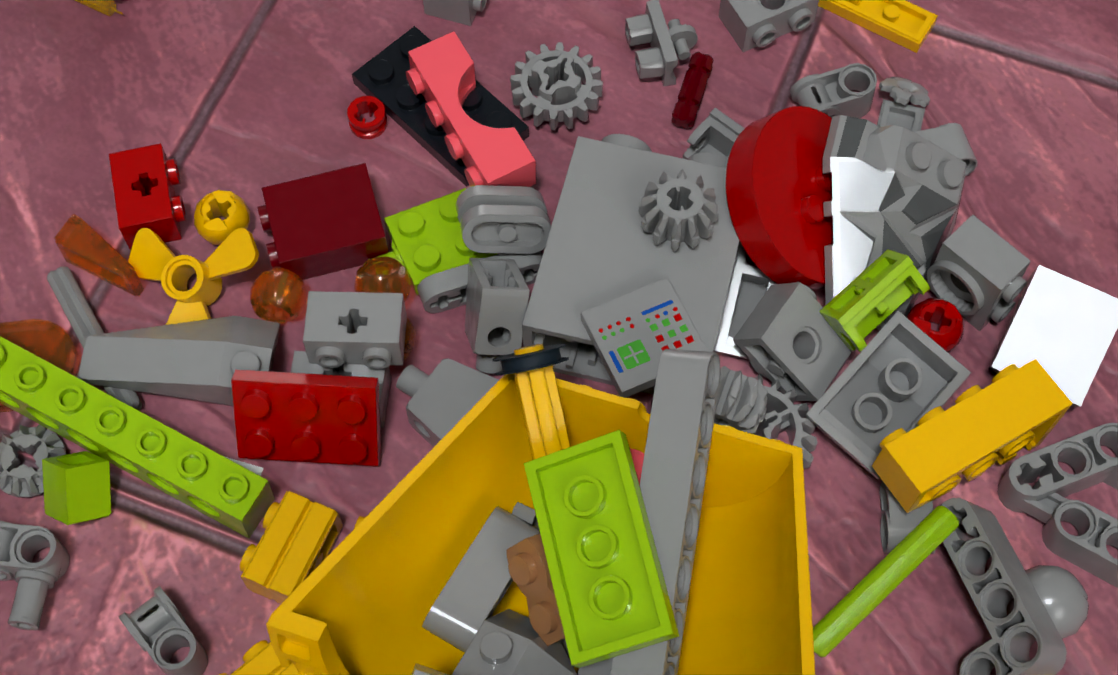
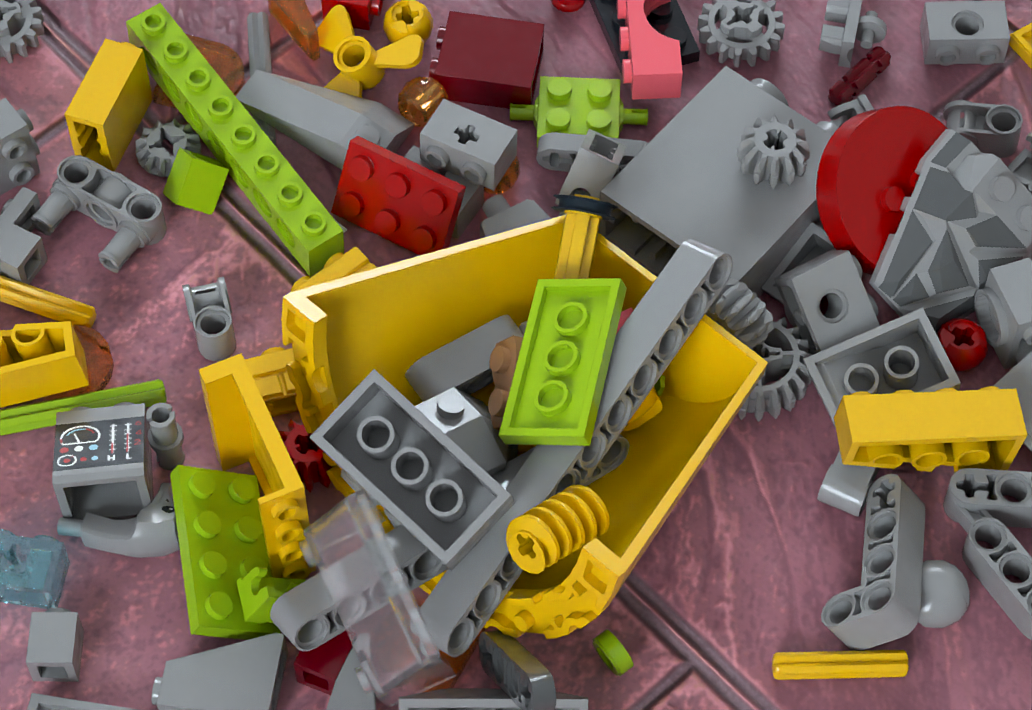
camera: 25 degrees right, 5 degrees down
(383, 276) = (516, 116): clear orange piece -> none
(503, 219) = (631, 108): light grey brick -> none
(635, 331) = (699, 219): light grey tile -> none
(873, 297) = (907, 290): lime hinge -> none
(883, 579) = (798, 512): lime axle -> none

